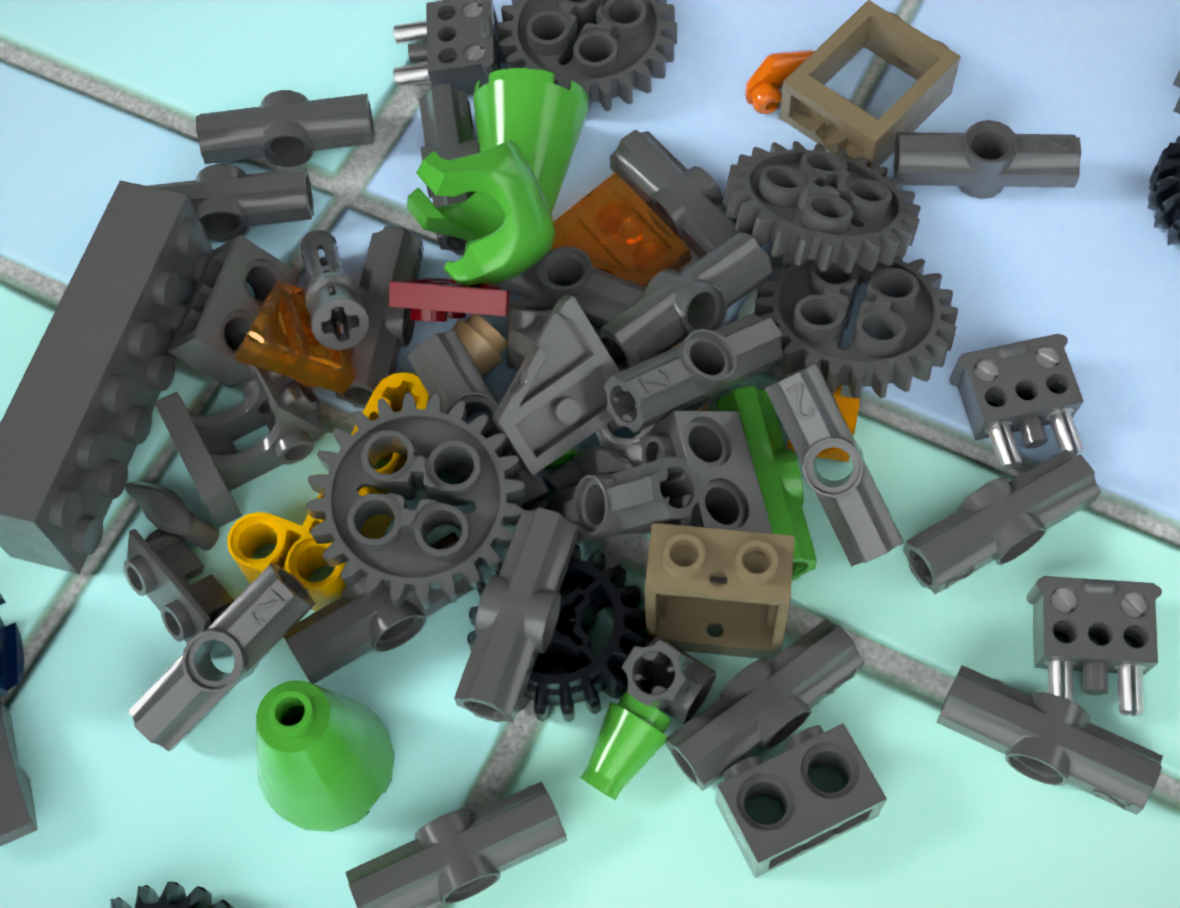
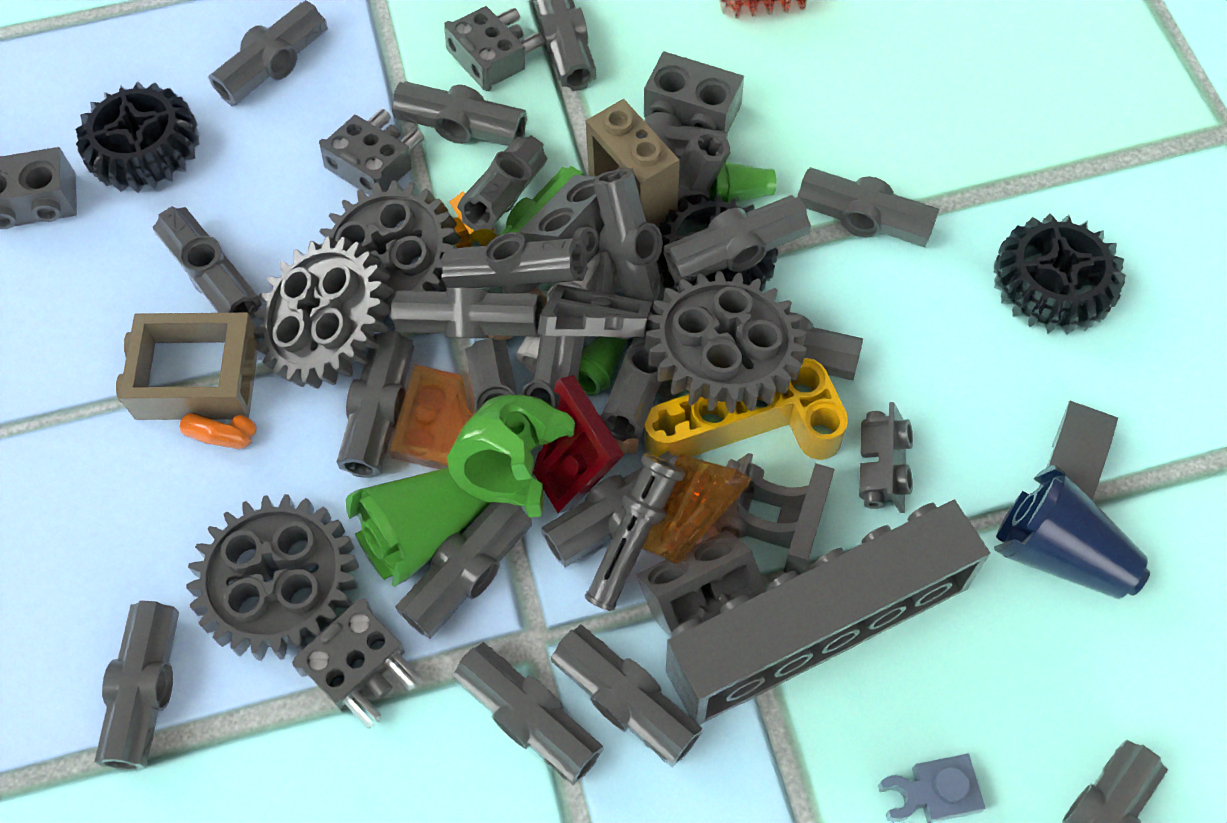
camera: 135 degrees left, 0 degrees up
(172, 515) = (854, 505): dark grey bar -> none
(193, 682) = (900, 376): dark grey piece -> none
(320, 756) = (892, 296): bright green cone -> none

